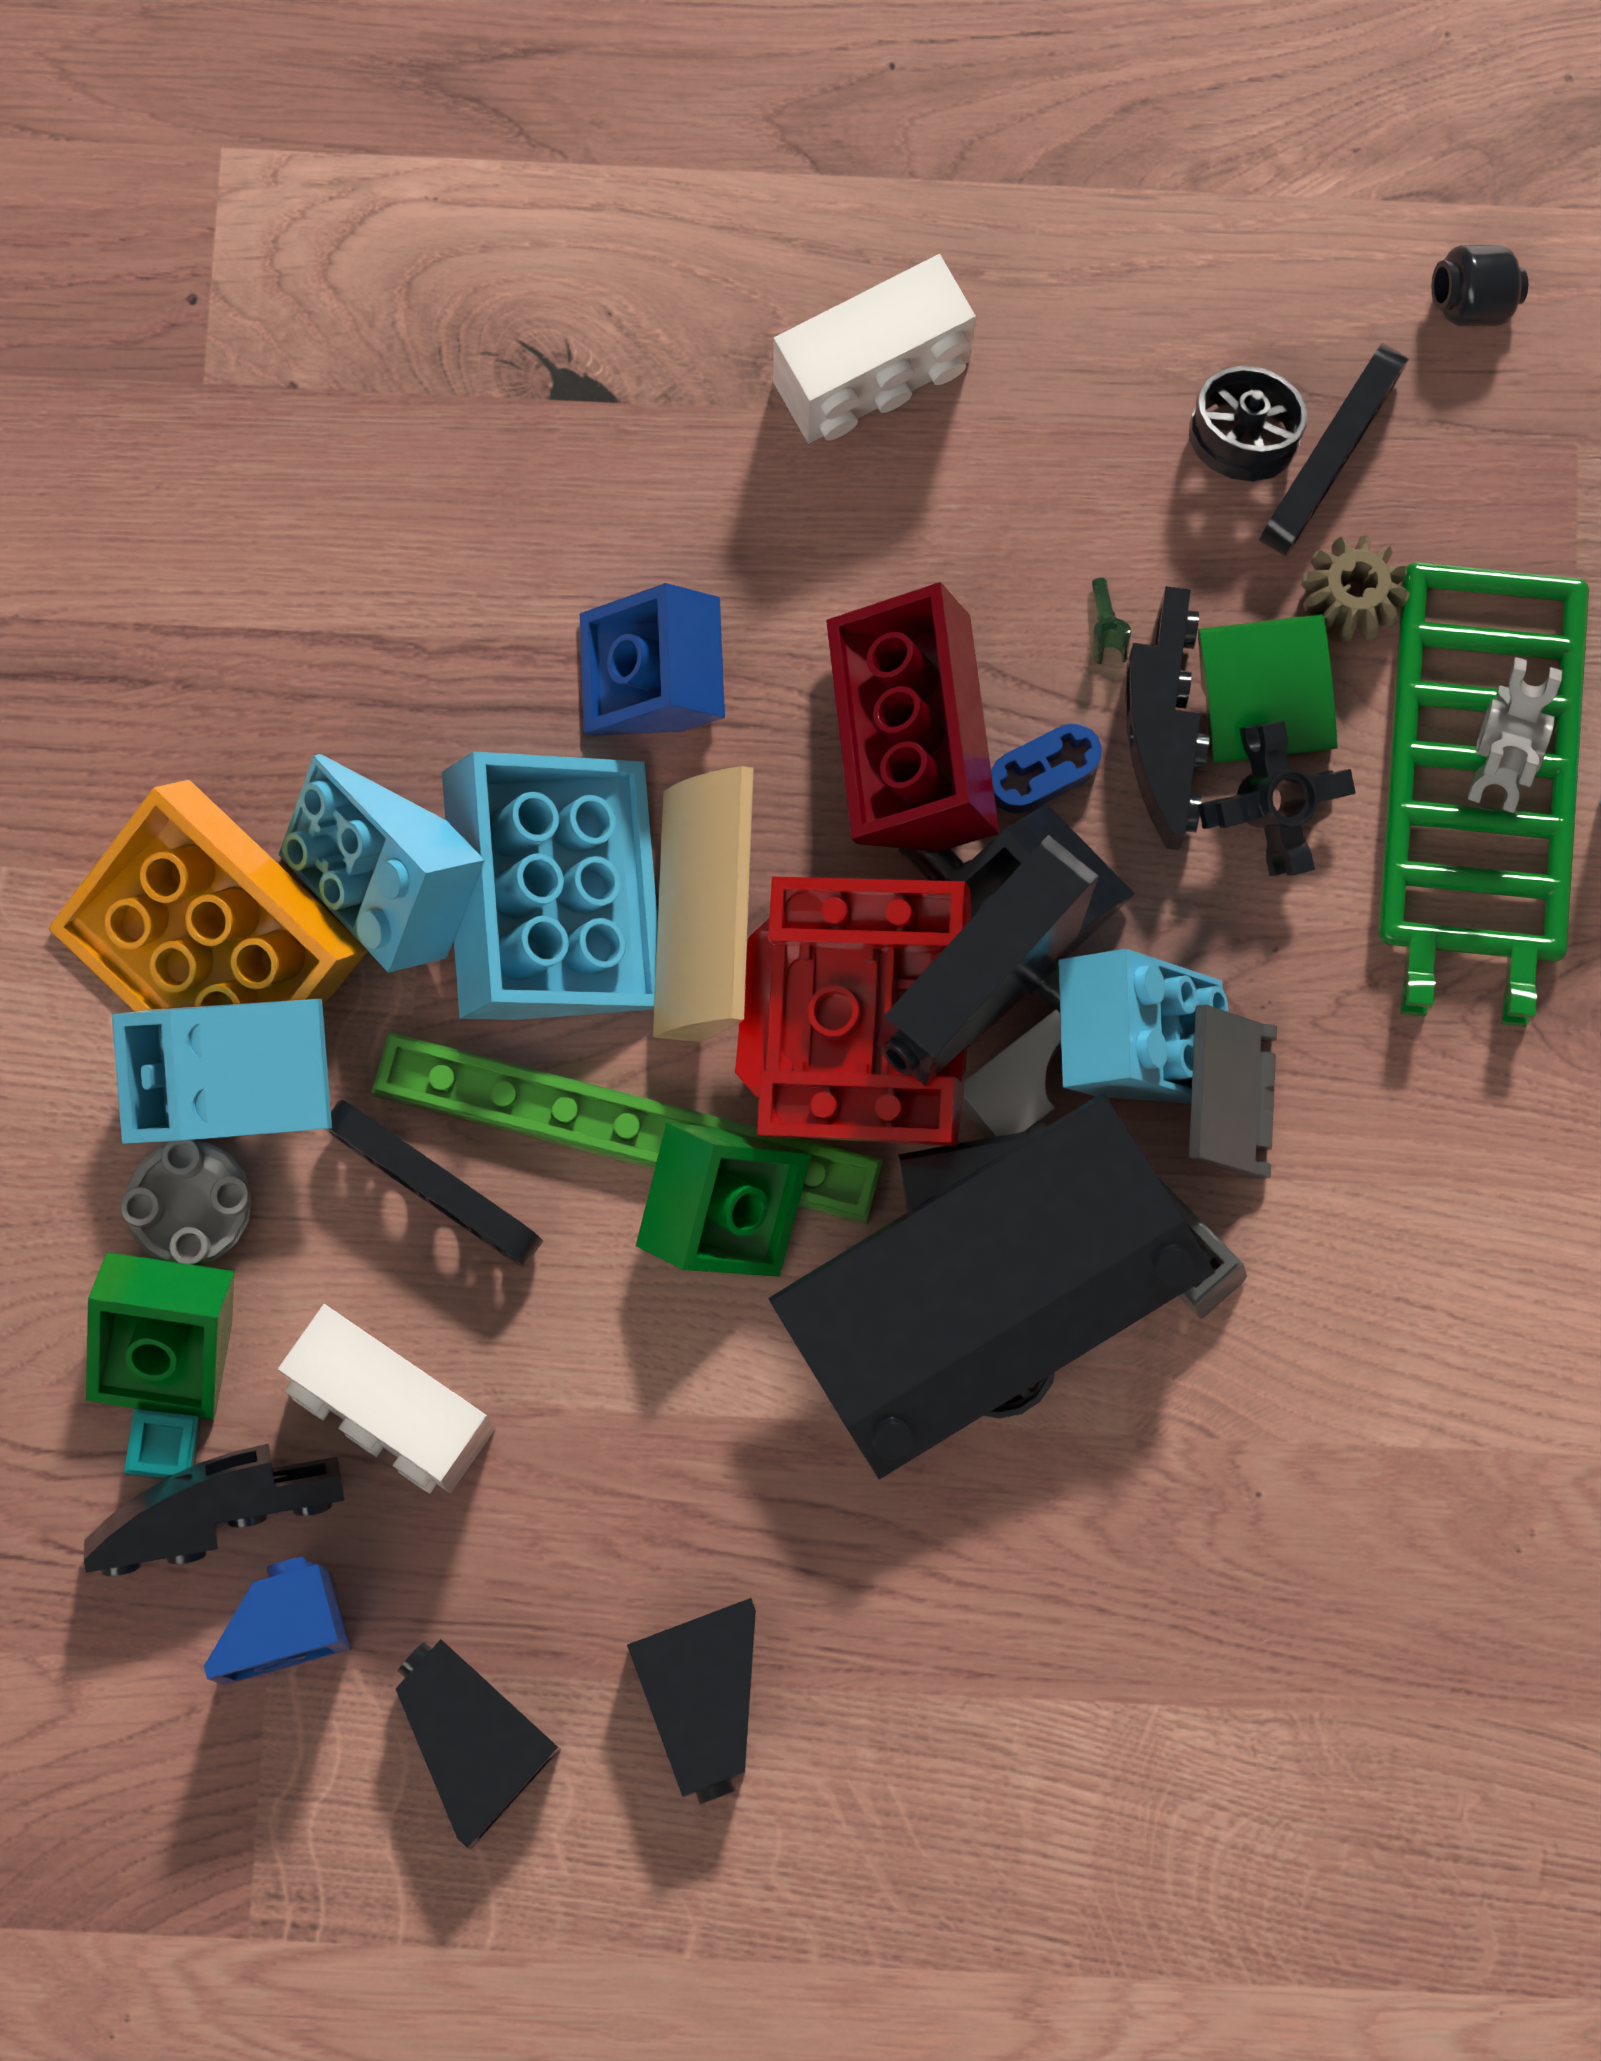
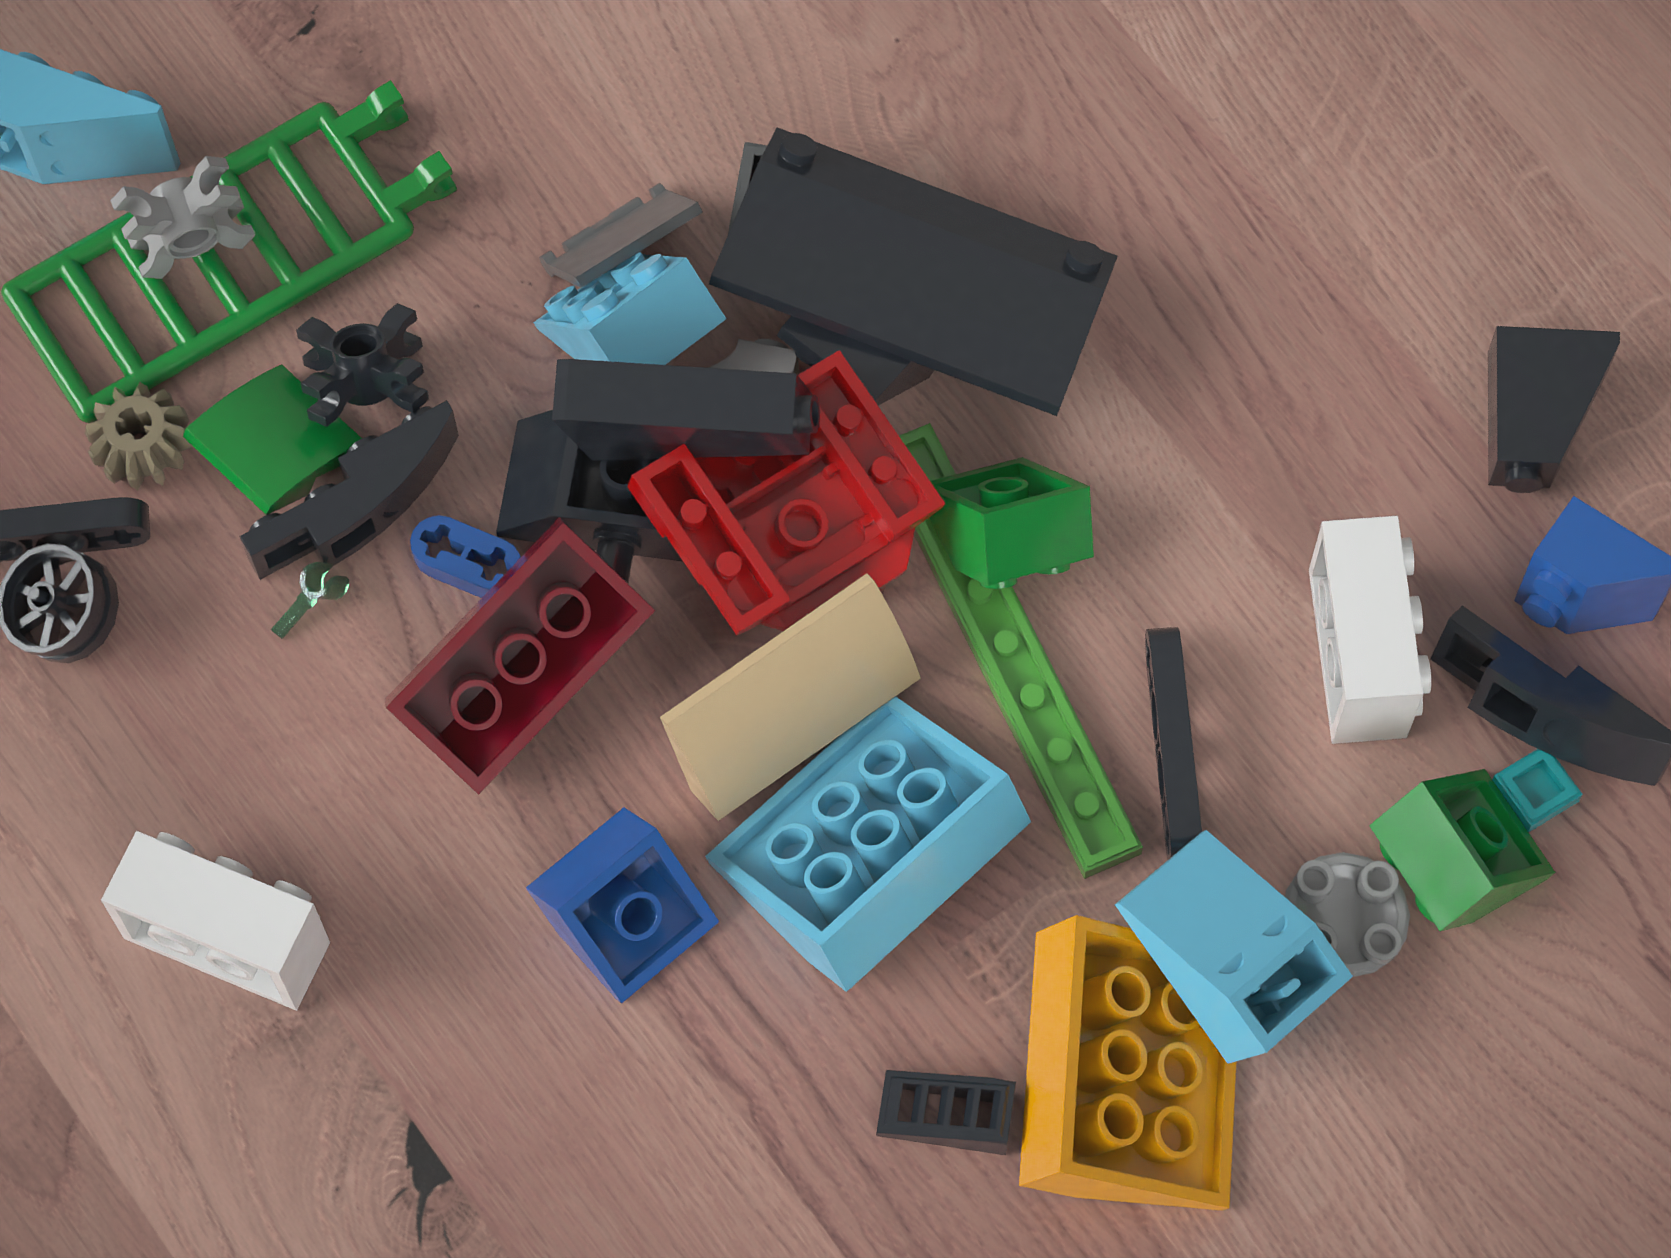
camera: 125 degrees left, 10 degrees down
(260, 777) = (972, 1088): none -> black slope
(380, 865) = (966, 966): medium azure slope -> none
(701, 1696) = (1366, 275): black slope -> none

